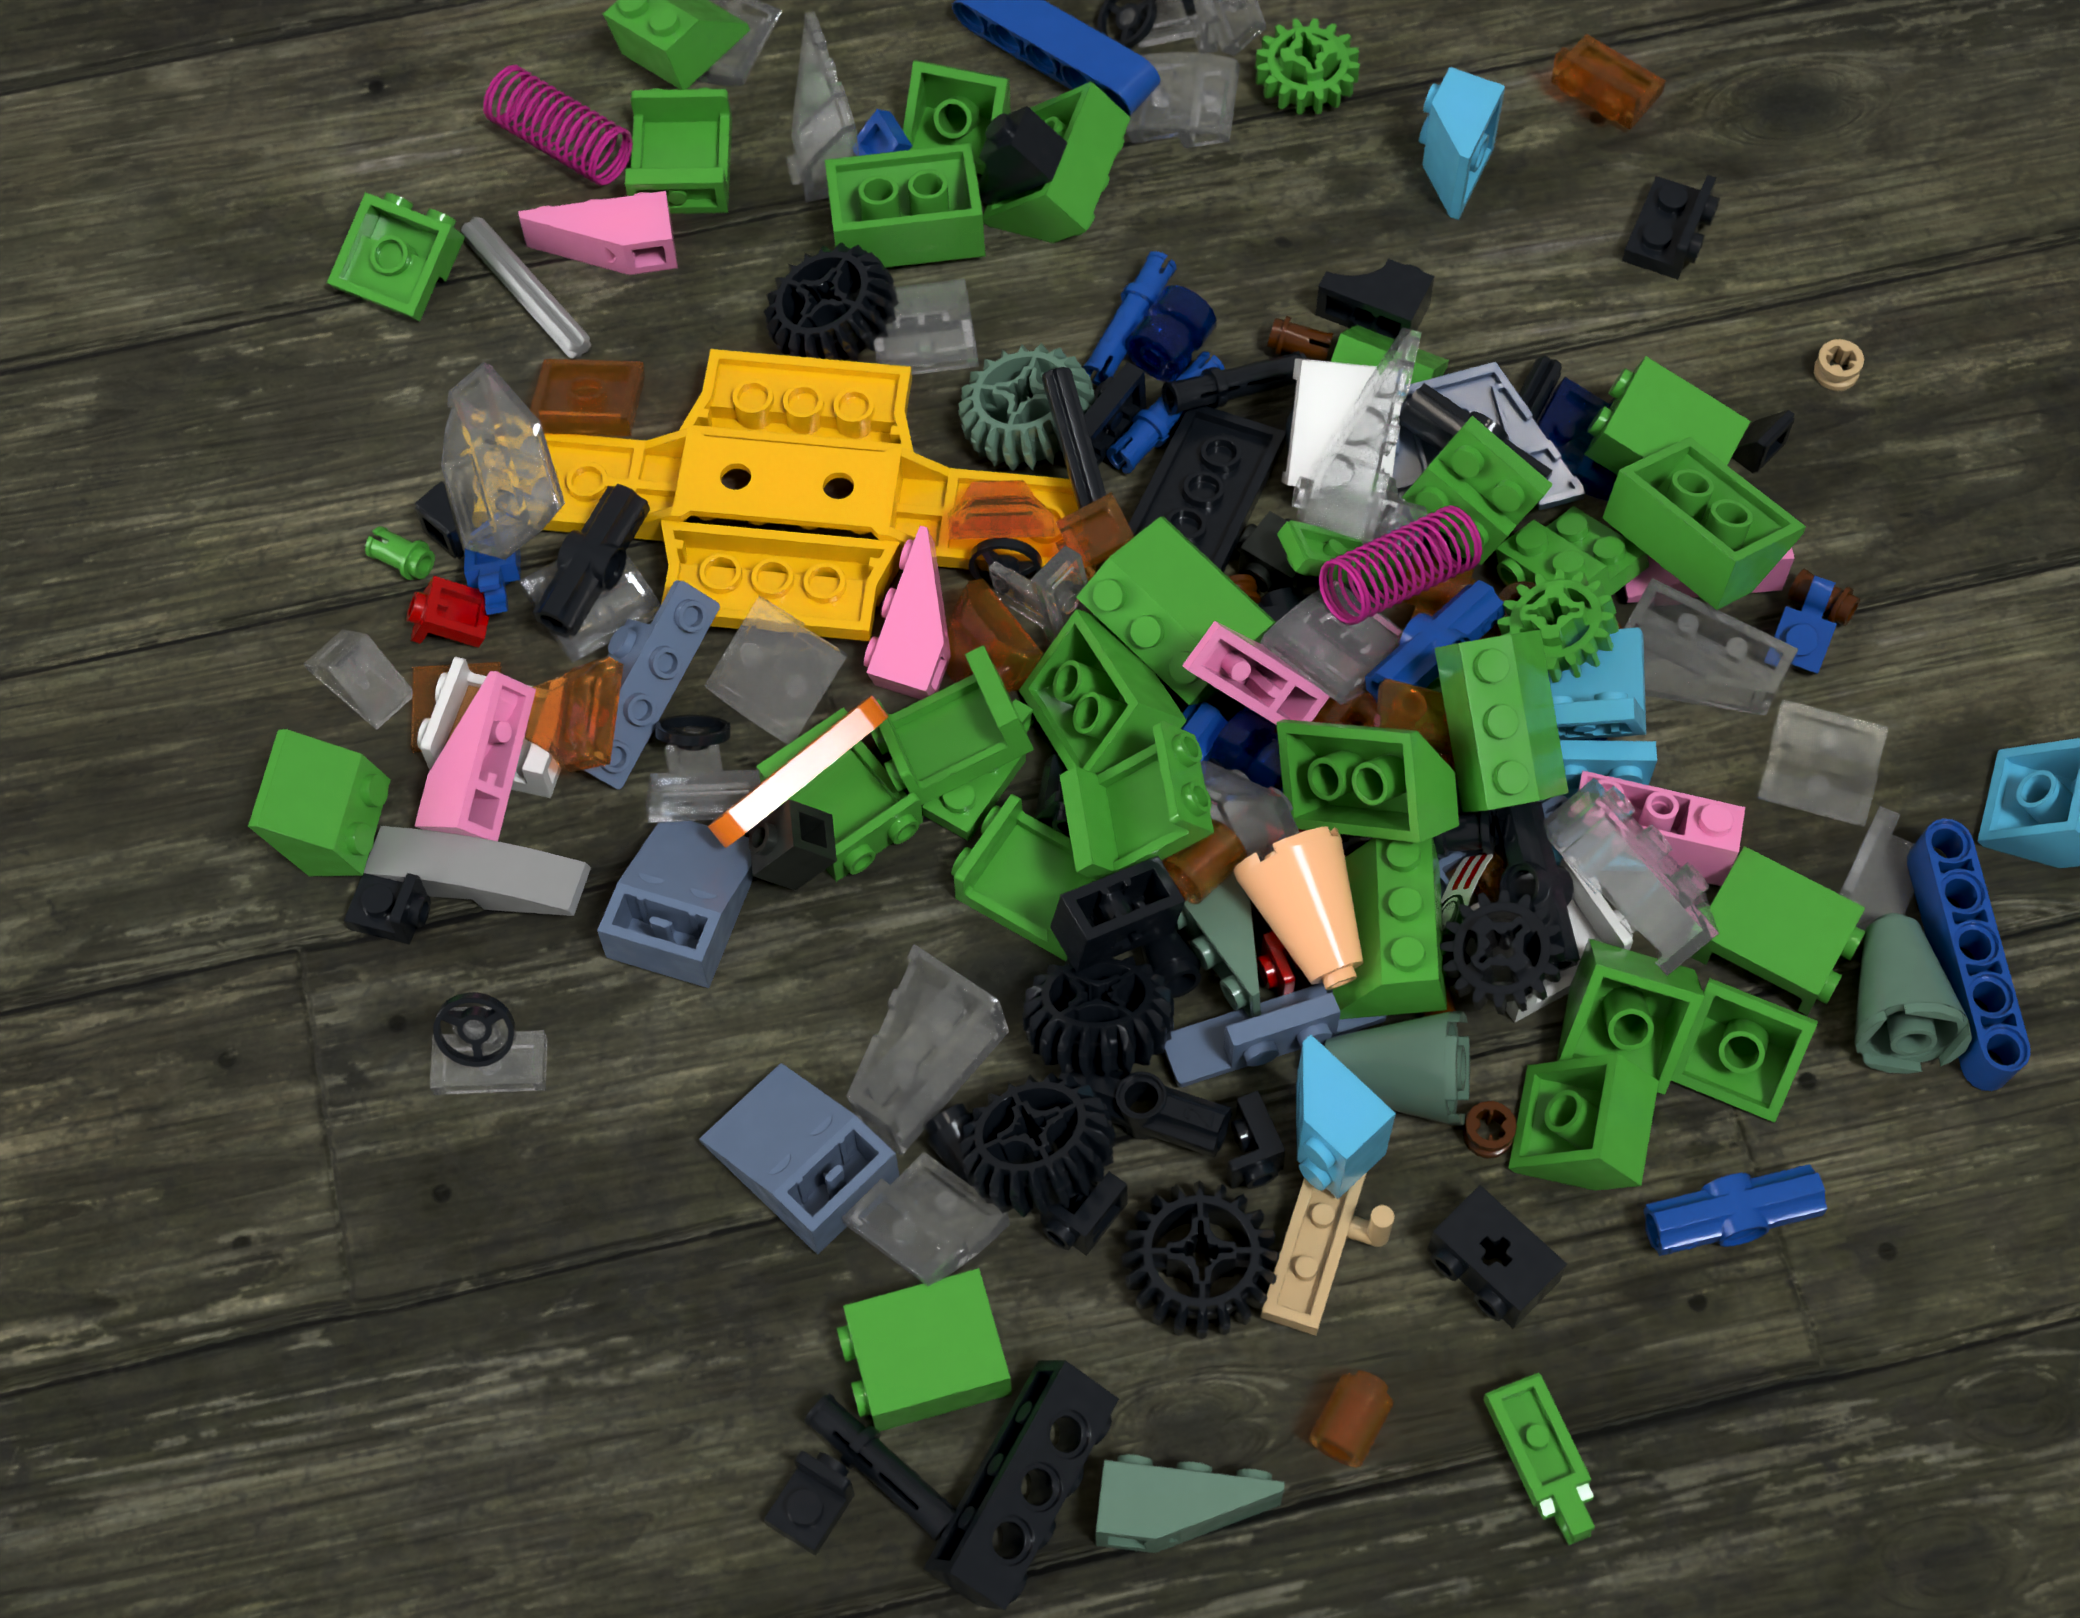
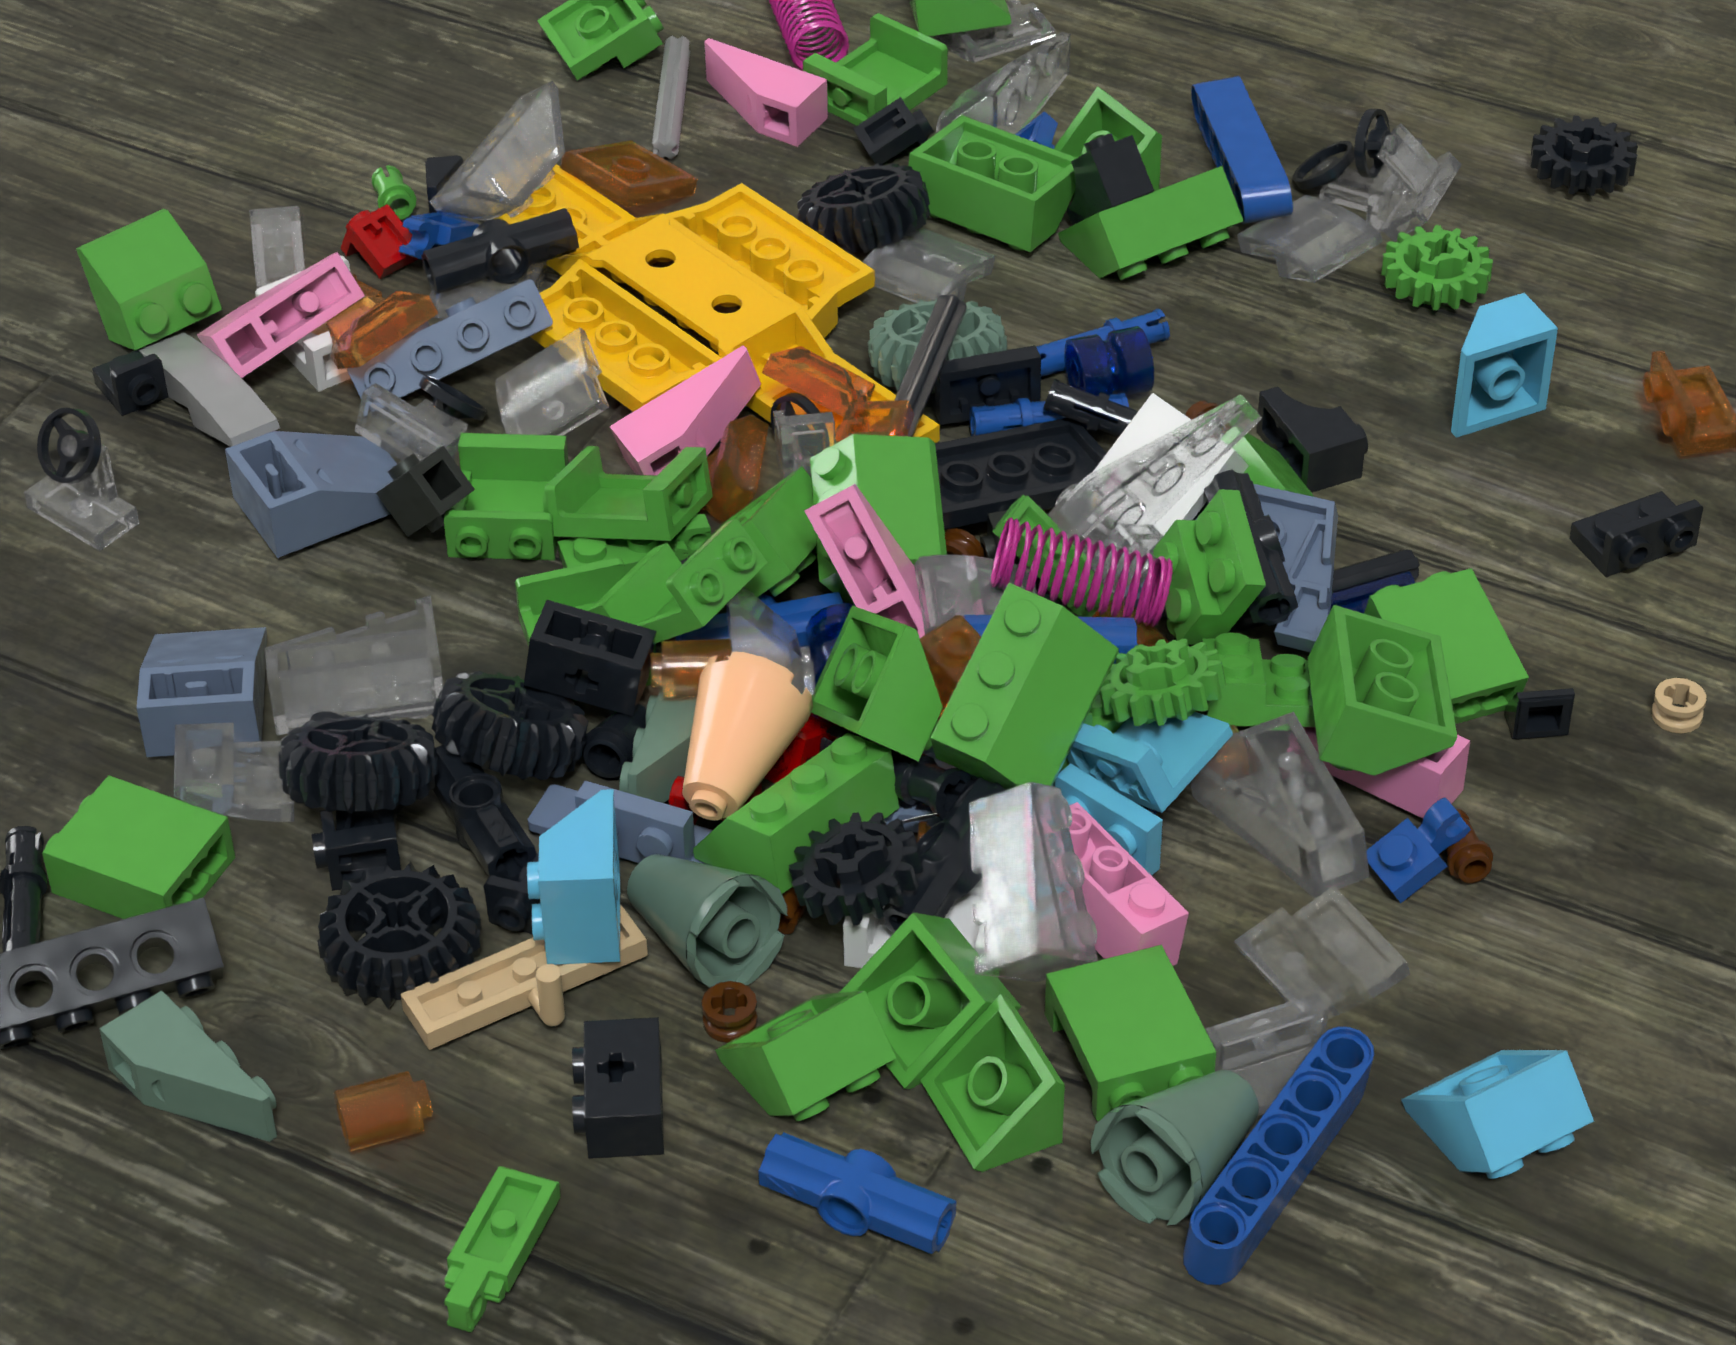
camera: 40 degrees right, 20 degrees down
(759, 205) = (892, 131): none -> black bracket
(798, 771) = (483, 440): beam -> none

